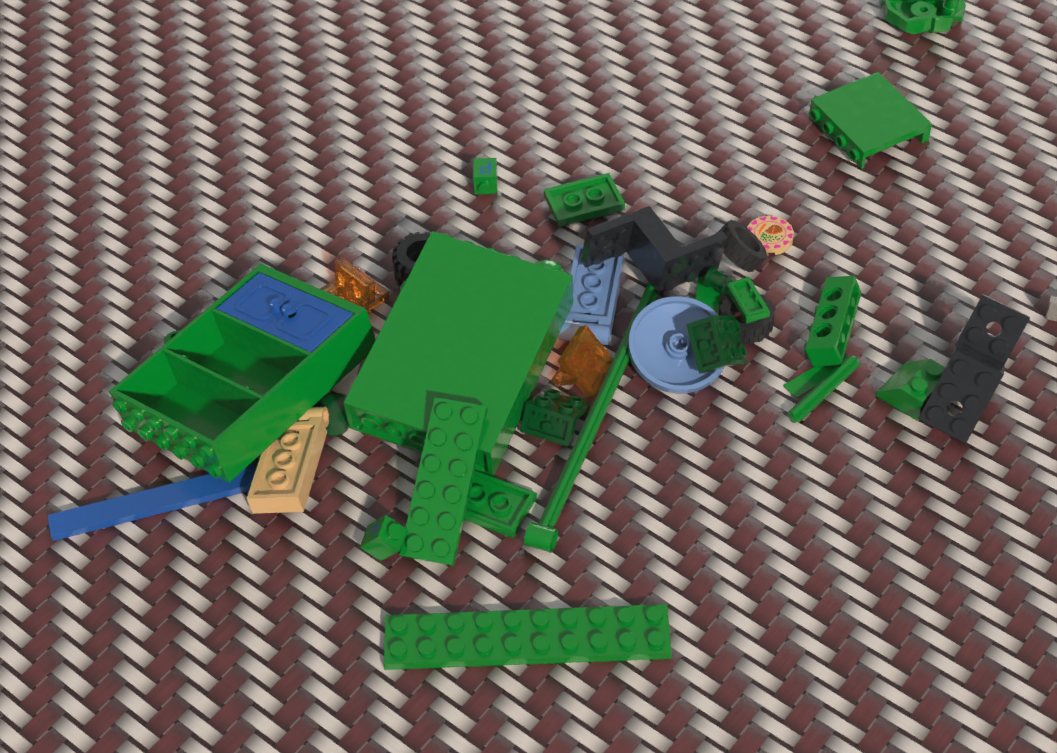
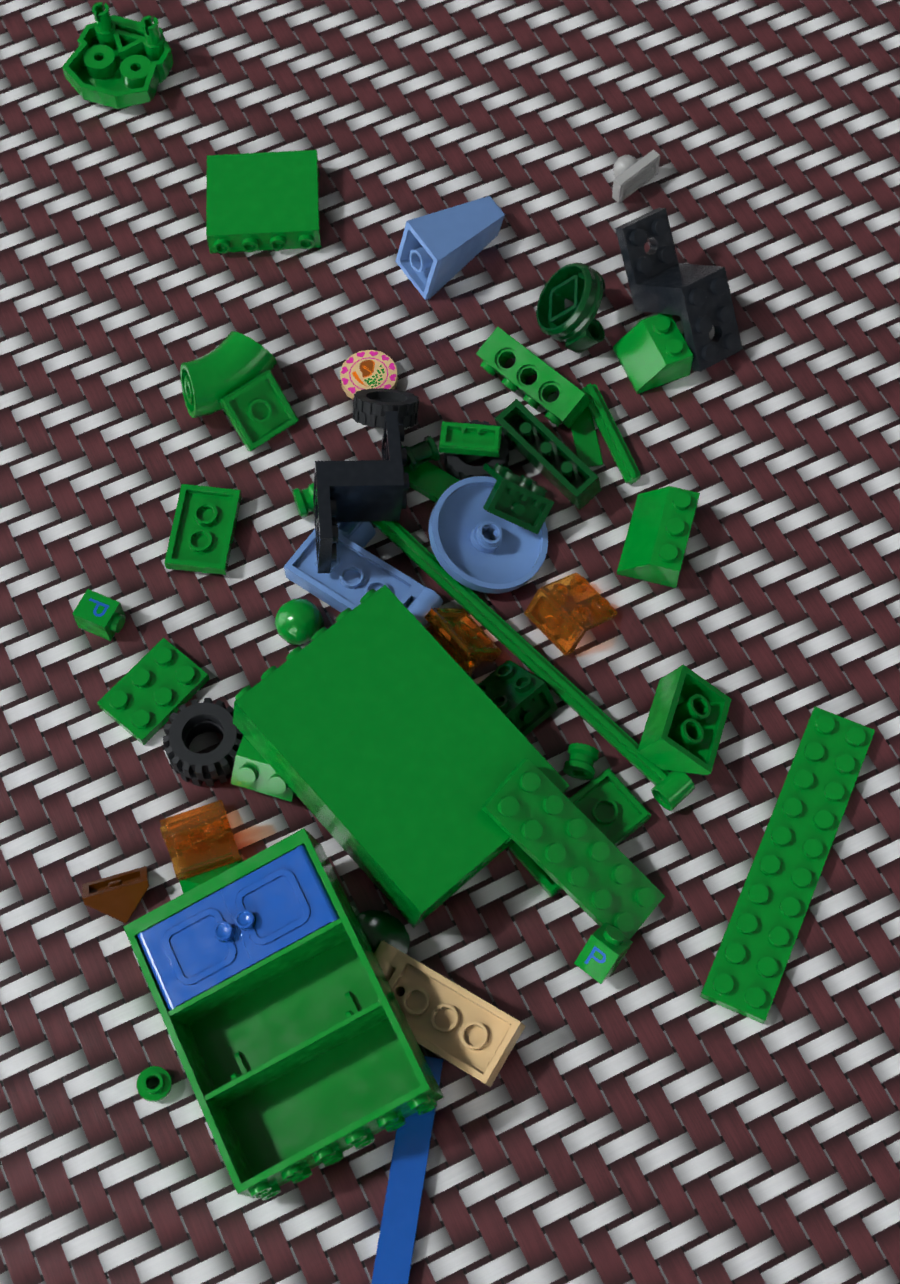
camera: 65 degrees left, 15 degrees up
(296, 267) = (117, 894): none -> reddish brown slope
(455, 222) = (153, 691): none -> green plate
(530, 472) = (581, 761): none -> green wheel
(594, 517) = (684, 723): none -> green slope
(634, 280) = (357, 532): none -> medium blue slope
(654, 419) = (568, 610): none -> clear orange bracket
(693, 184) = (258, 410): none -> green tile
(705, 154) = (221, 372): none -> green brick
(753, 454) = (659, 535): none -> green slope
(771, 353) = (548, 454): none -> dark green brick
(917, 227) = (445, 242): none -> medium blue slope
(925, 306) = (576, 324): none -> dark green piece

